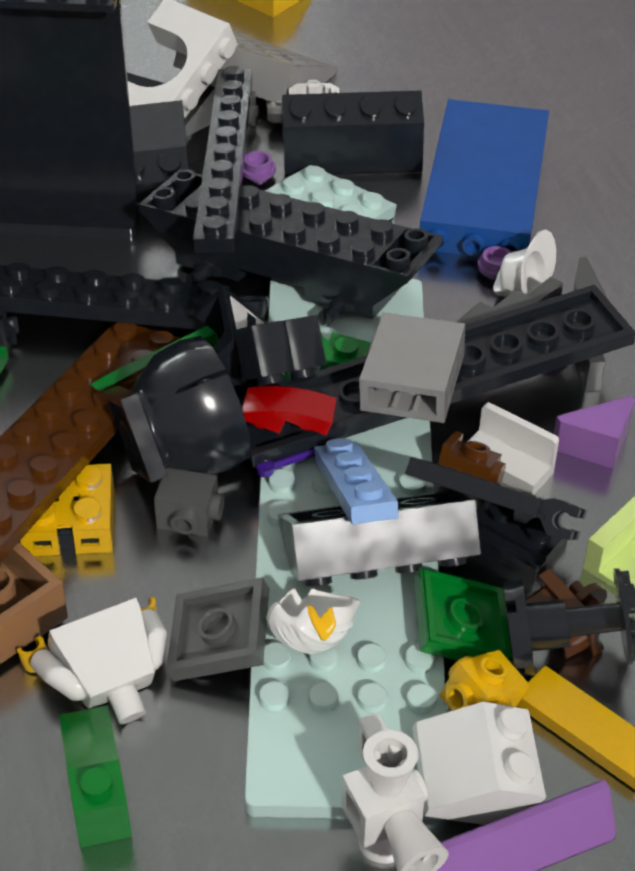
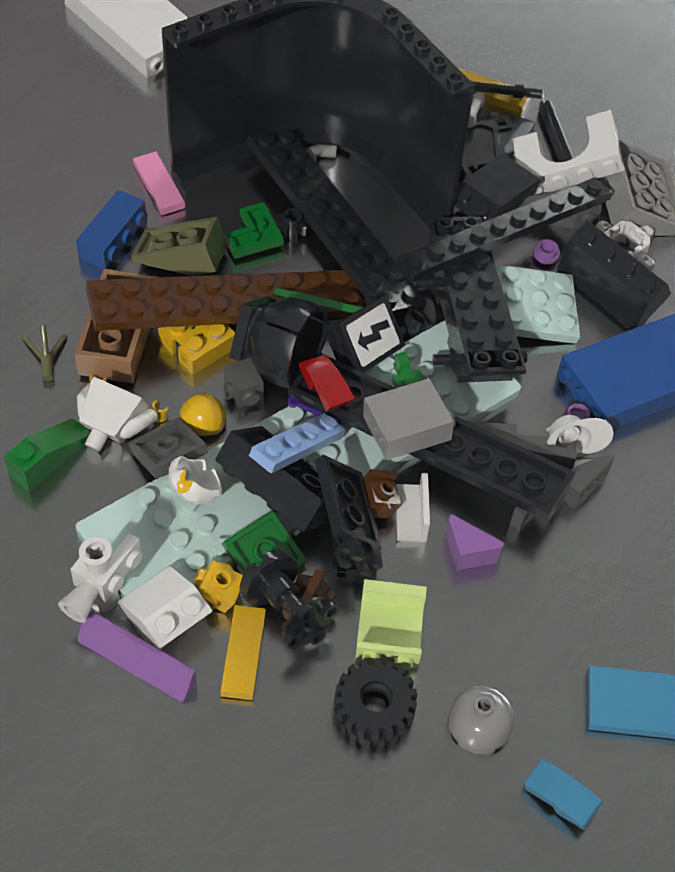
camera: 50 degrees right, 10 degrees up
(191, 565) = (203, 414): none -> yellow hair
(280, 348) = (359, 350): black brick -> none

